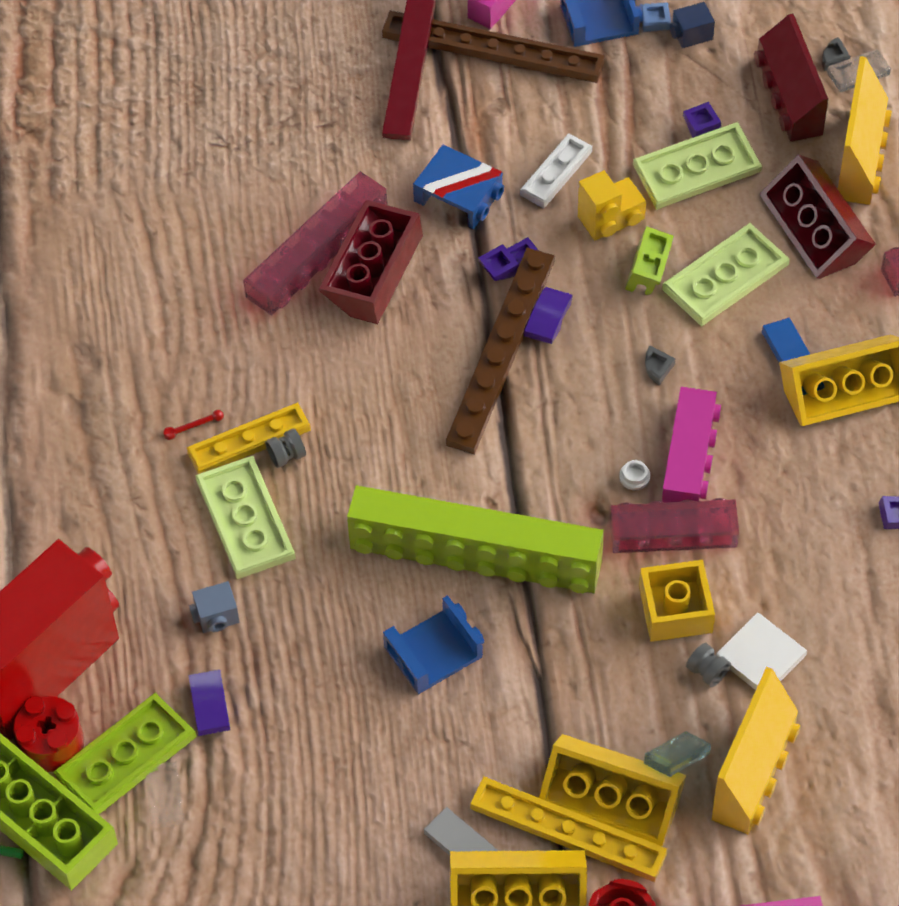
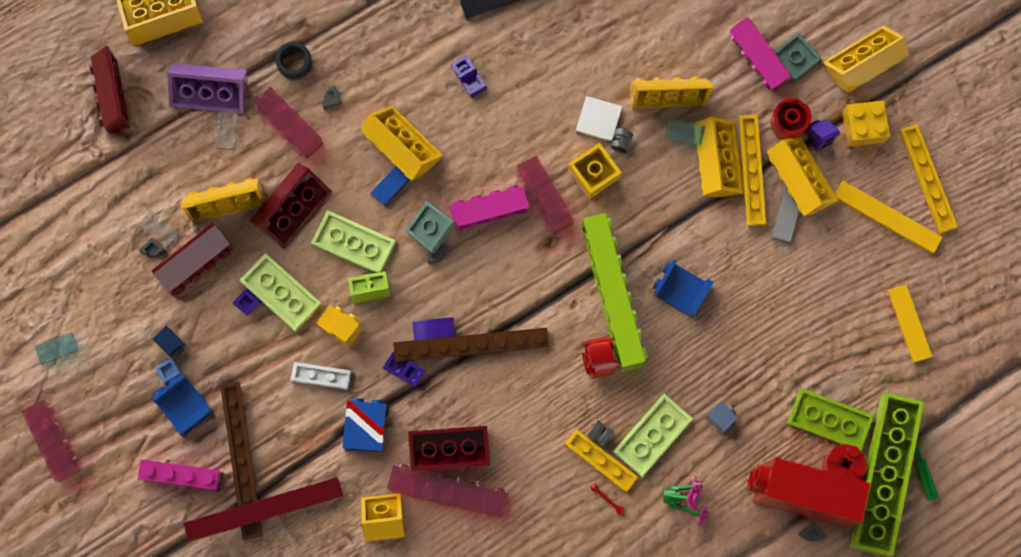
camera: 120 degrees left, 20 degrees up
(126, 500) = (674, 496): none -> plant
(209, 702) = (778, 390): dark purple slope -> none
(326, 159) = (382, 517): none -> yellow slope
(392, 473) = (599, 358): none -> red brick
(634, 475) = (519, 232): white plate -> none
(698, 362) = (430, 226): none -> sand green tile

